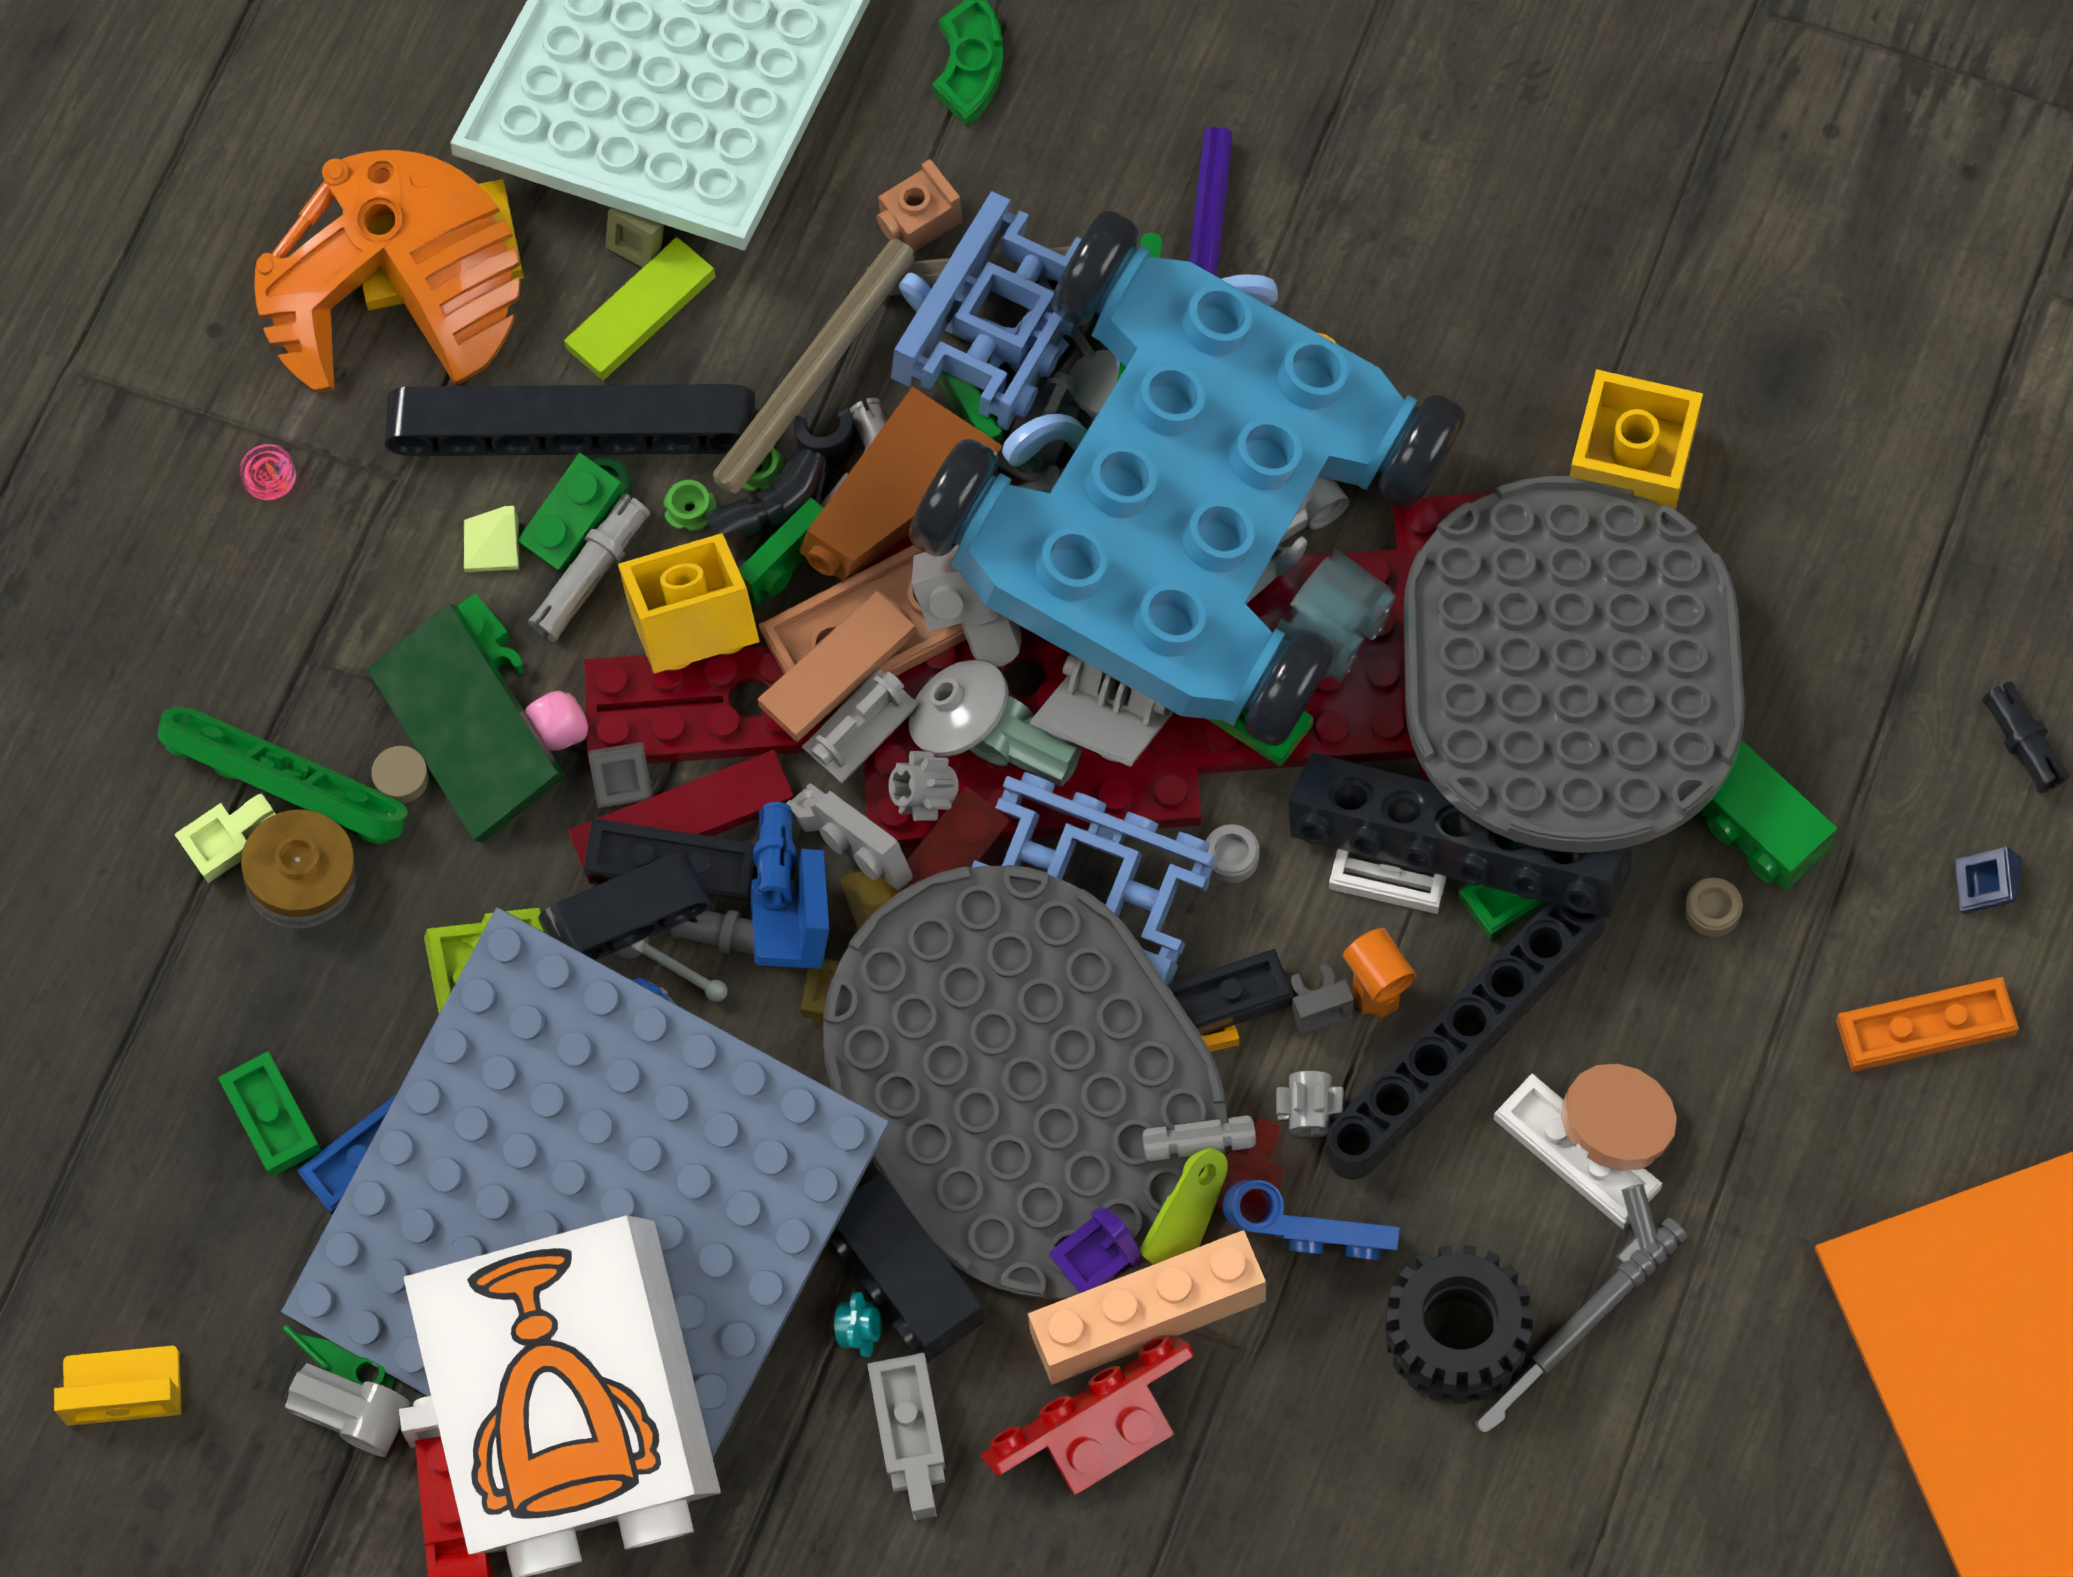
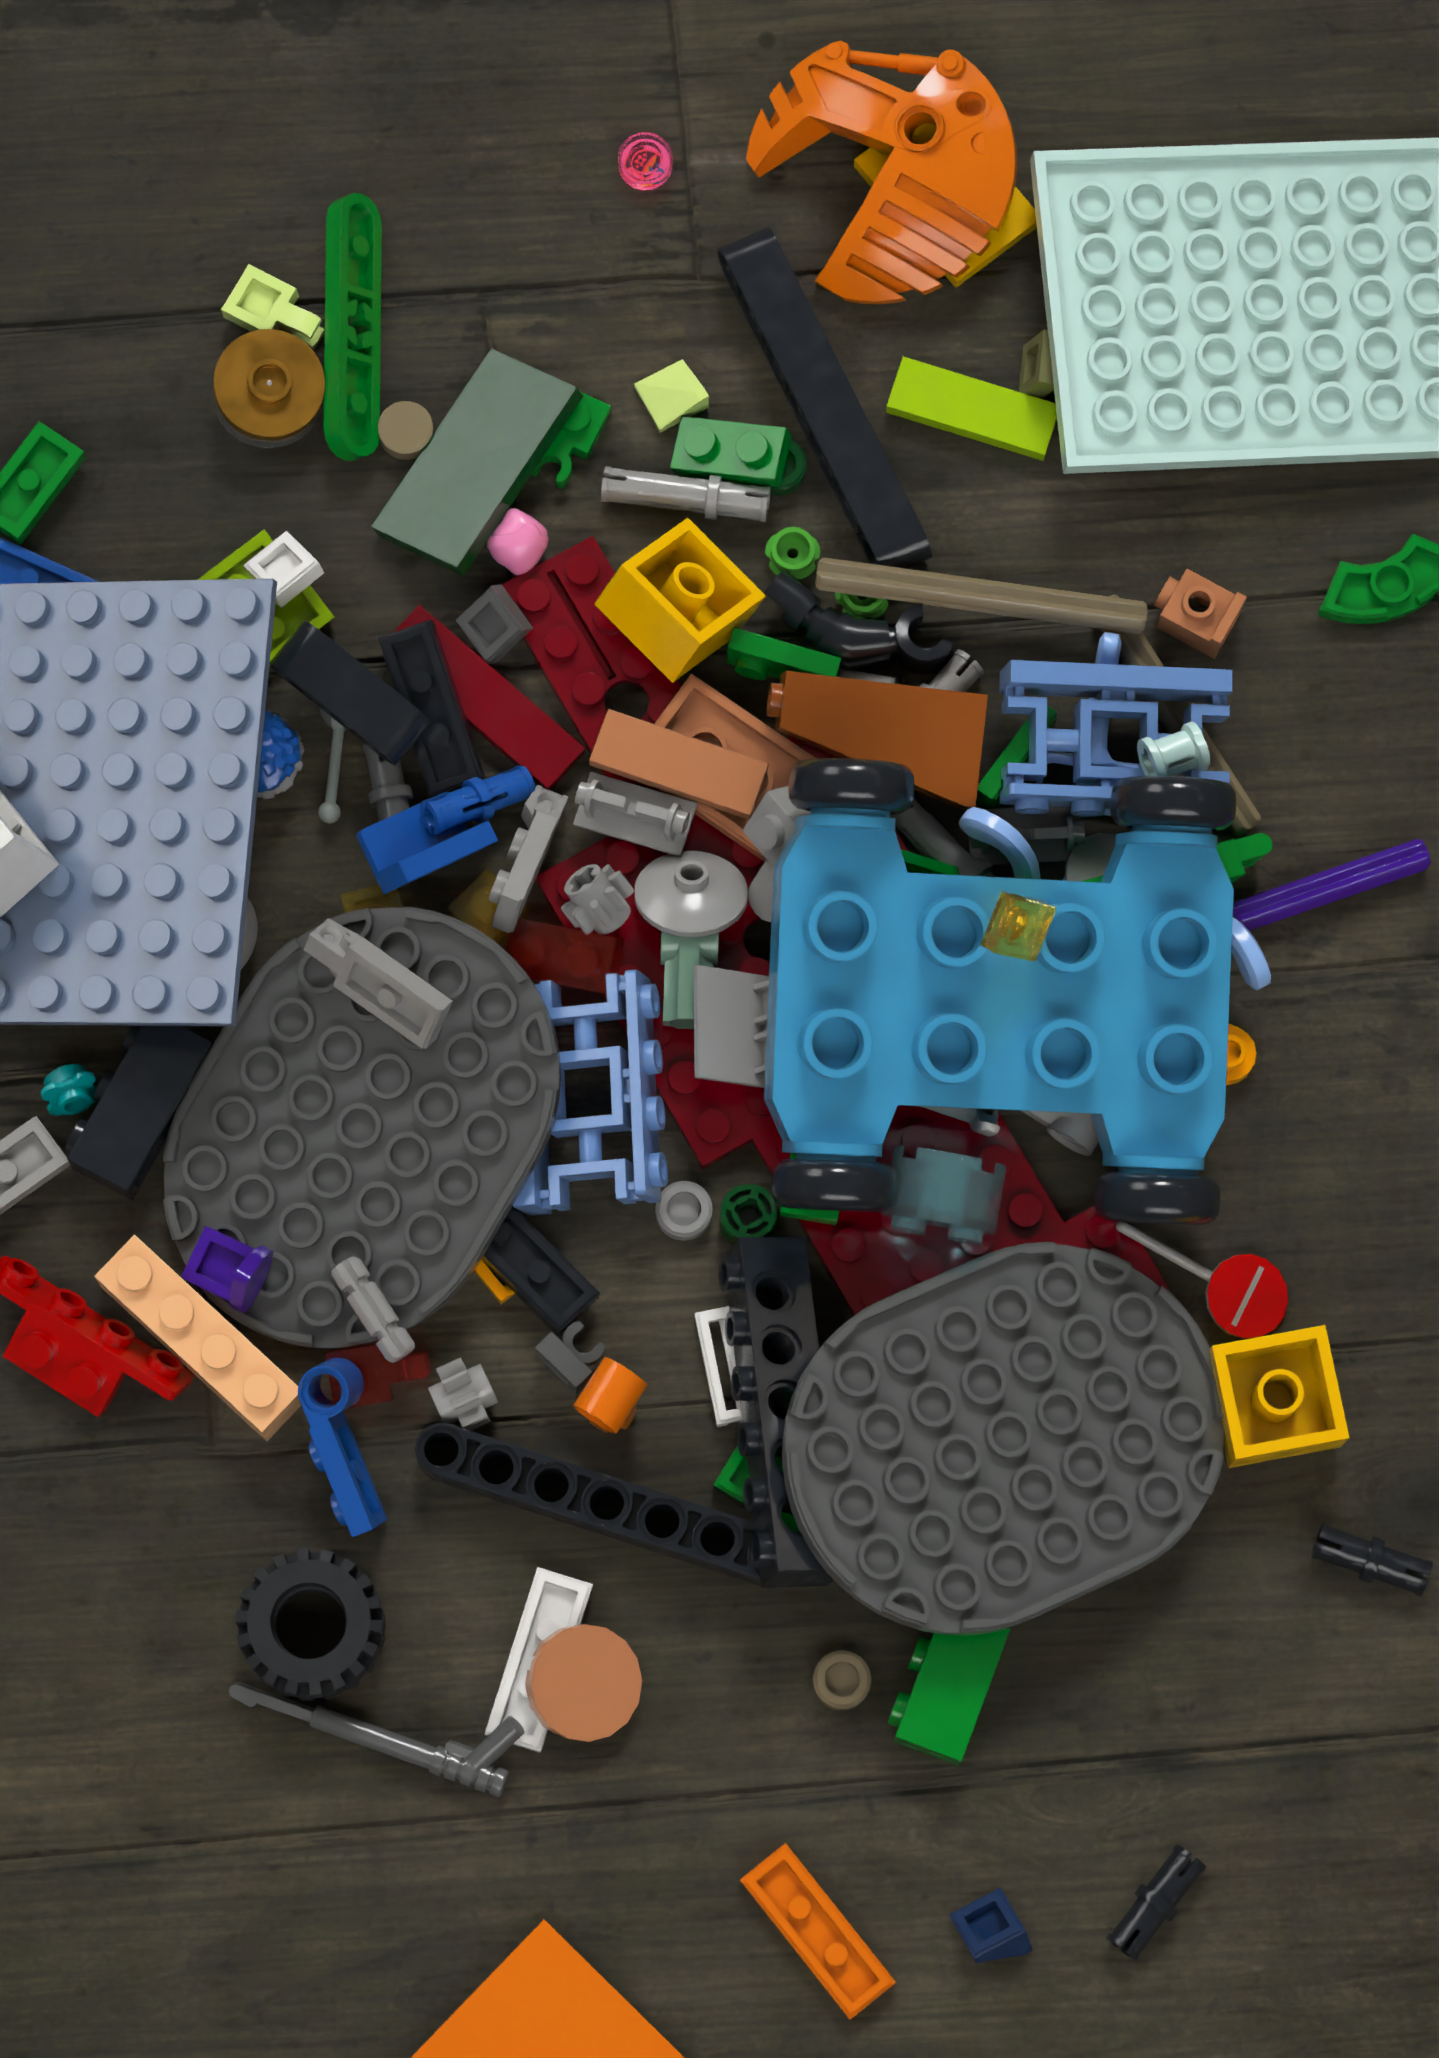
camera: 55 degrees right, 10 degrees up
(467, 920) = (288, 565): none -> white tile
(910, 990) = (380, 983): none -> light grey hinge
(1042, 262) = (1174, 752): none -> light aqua bush
(1145, 422) = (1018, 926): none -> clear yellow plate
(1188, 1209) = (300, 1332): lime piece -> none
(1265, 810) = (747, 1220): none -> dark green wheel
(1526, 438) = (1241, 1293): none -> red piece
(1806, 439) = (1372, 1559): none -> black pin

